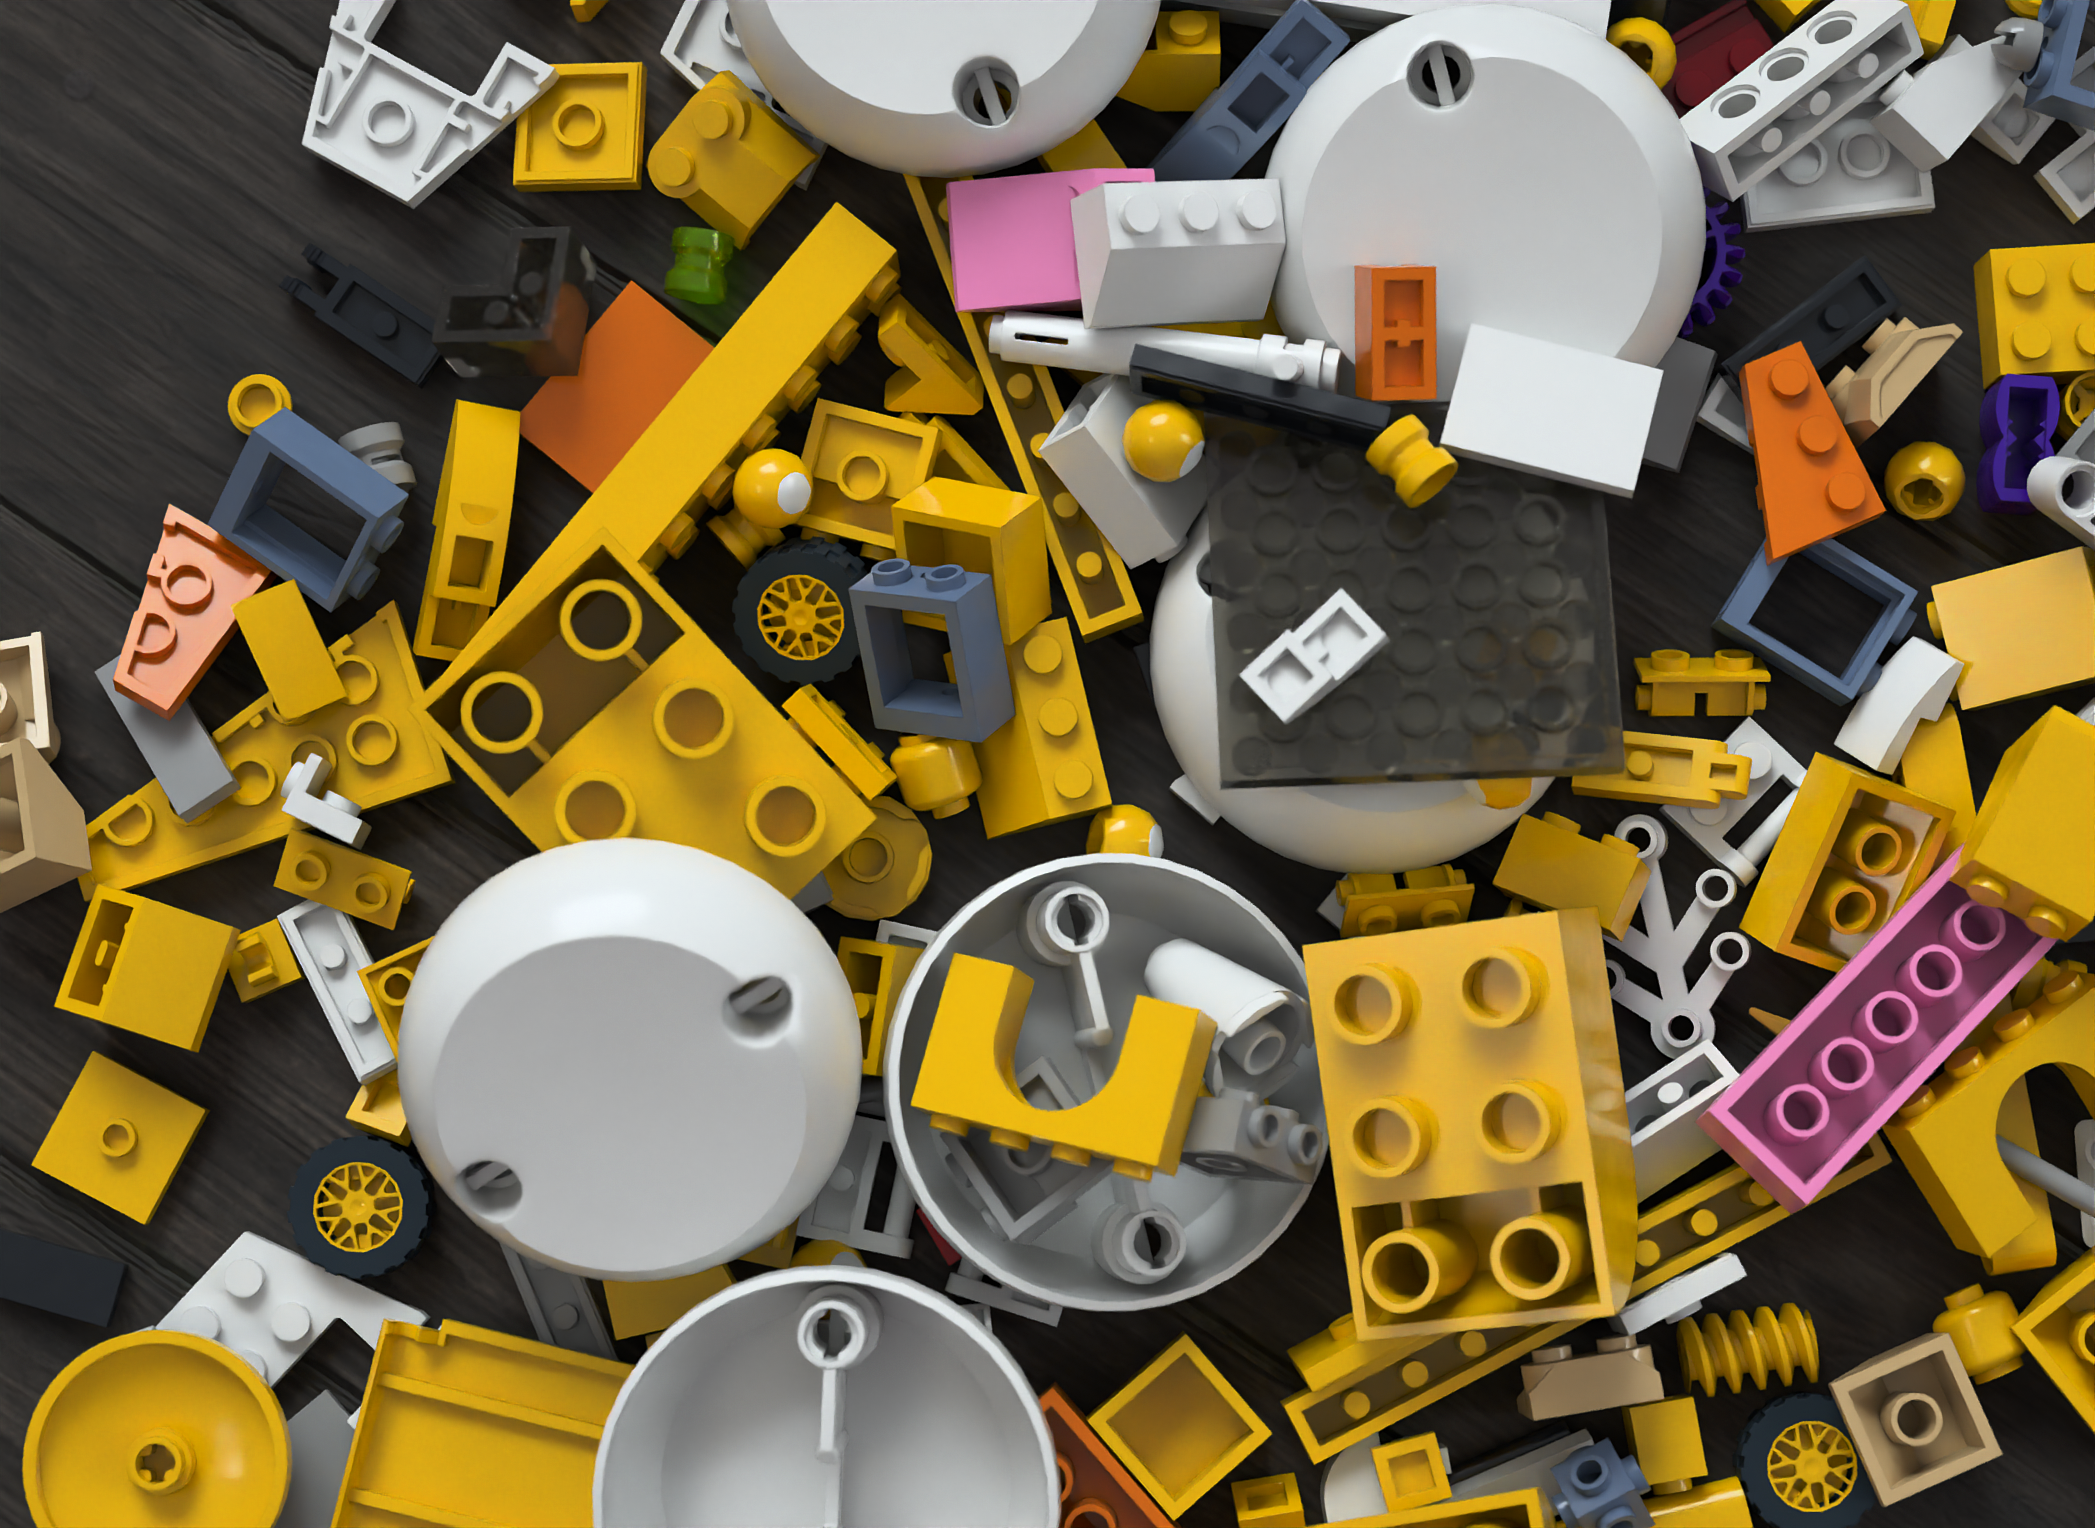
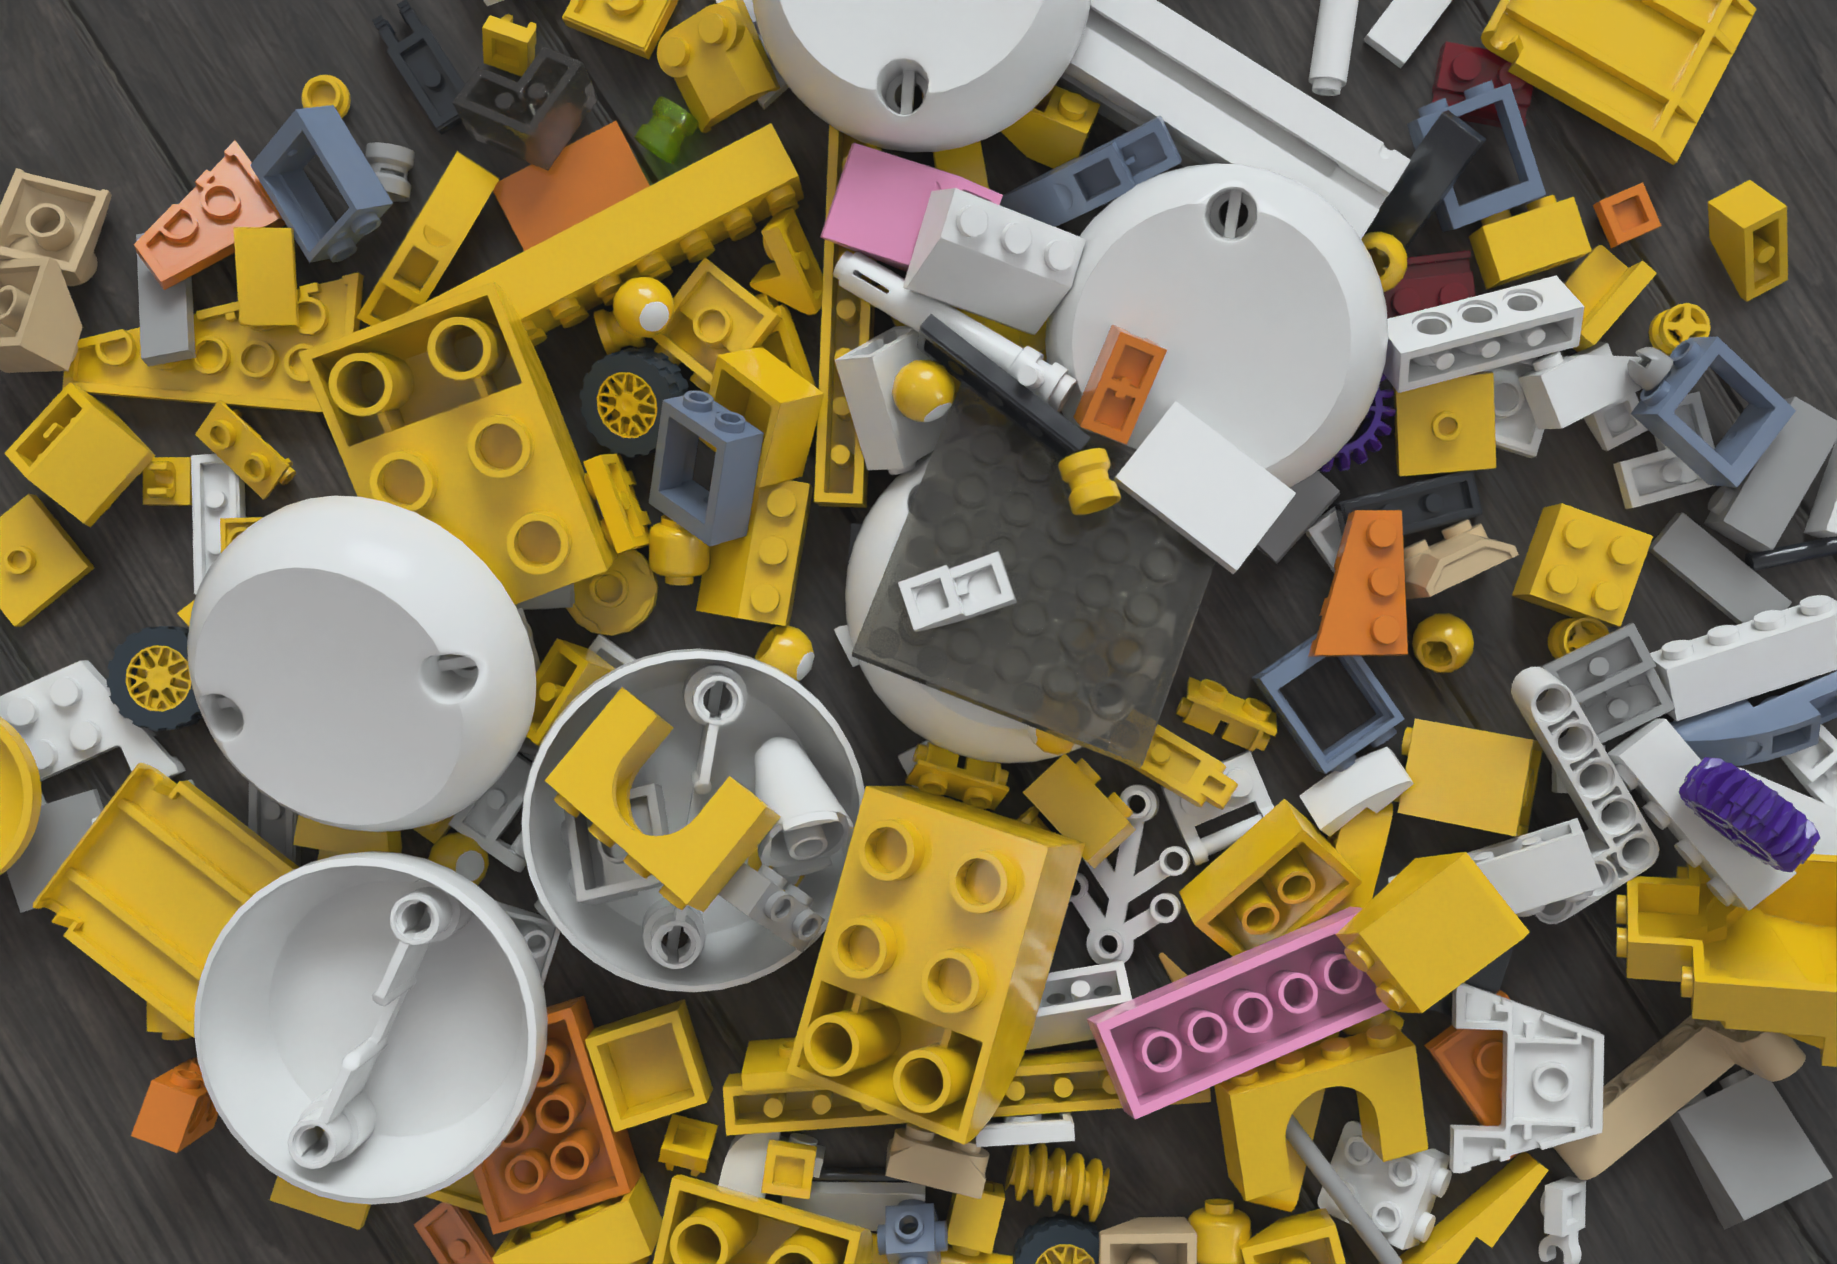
camera: 25 degrees right, 5 degrees up
(331, 815) = (246, 403): white bracket -> none
(462, 245) = (508, 44): none -> yellow tile
(1809, 217) = (1446, 426): none -> yellow plate
(2016, 430) = (1522, 636): dark purple brick -> none

